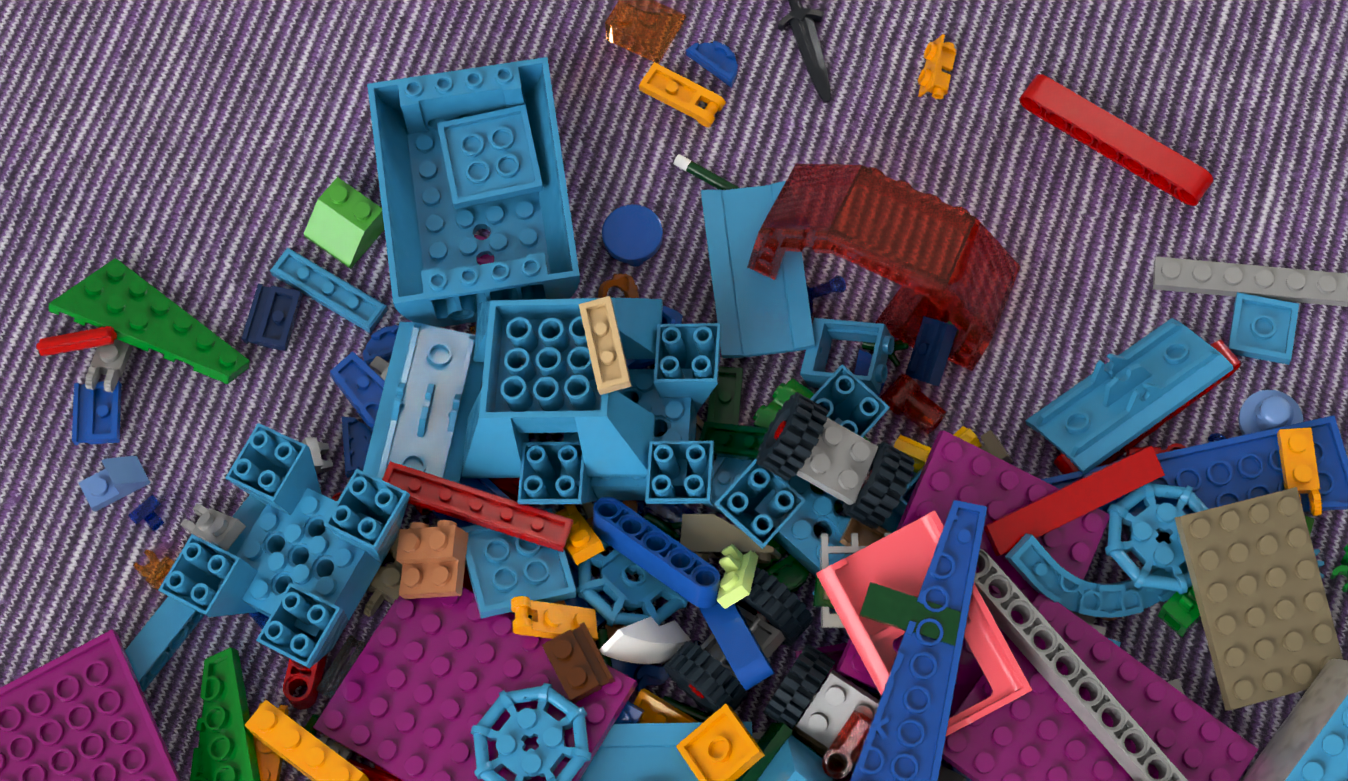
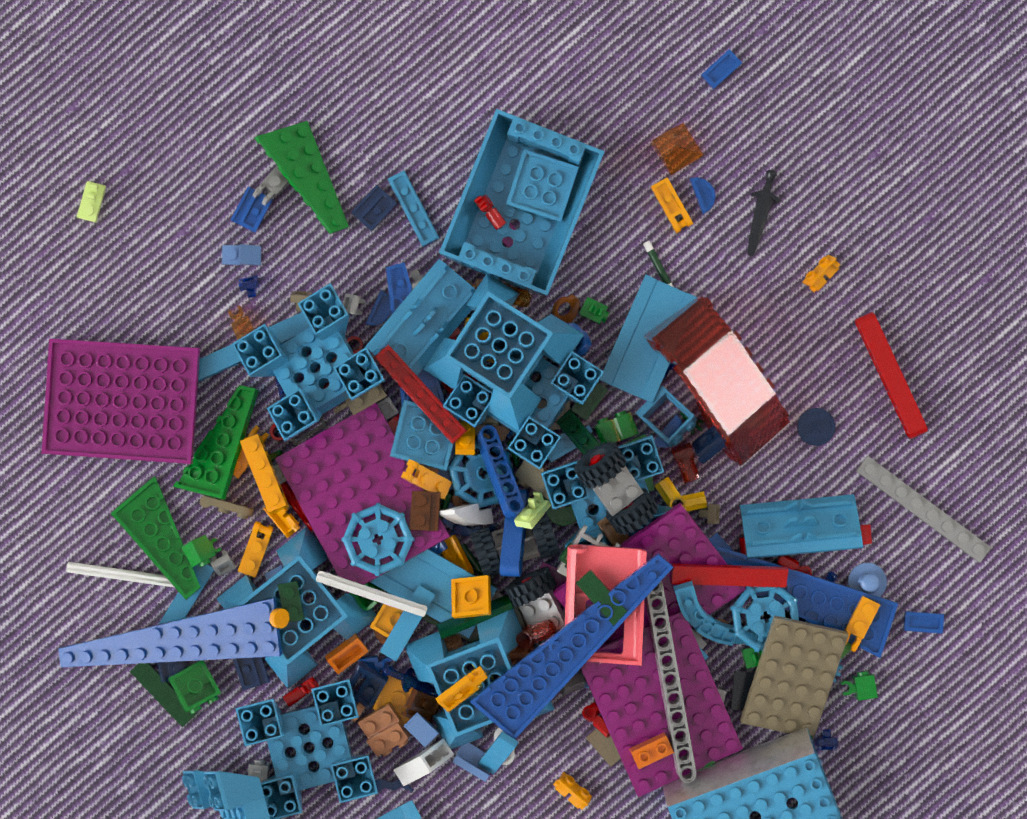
camera: 25 degrees right, 20 degrees up
(76, 341) = (261, 163): red axle -> none
(214, 527) = (280, 318): light grey hinge -> none
(229, 491) = (297, 296): none -> dark tan tile
(344, 223) = (442, 175): bright green slope -> none
(380, 344) = (425, 259): blue tile -> none
(432, 560) = (381, 410): nougat plate -> none
(441, 229) = (493, 215): none -> red bar
(605, 345) = (531, 360): tan plate -> none
(632, 234) = (595, 274): blue tile -> none
(659, 279) = (594, 311): none -> green brick
(1060, 261) = (816, 426): none -> dark blue tile
(1197, 666) = (741, 685): none -> black slope
(1263, 328) = (898, 529): dark azure tile -> none

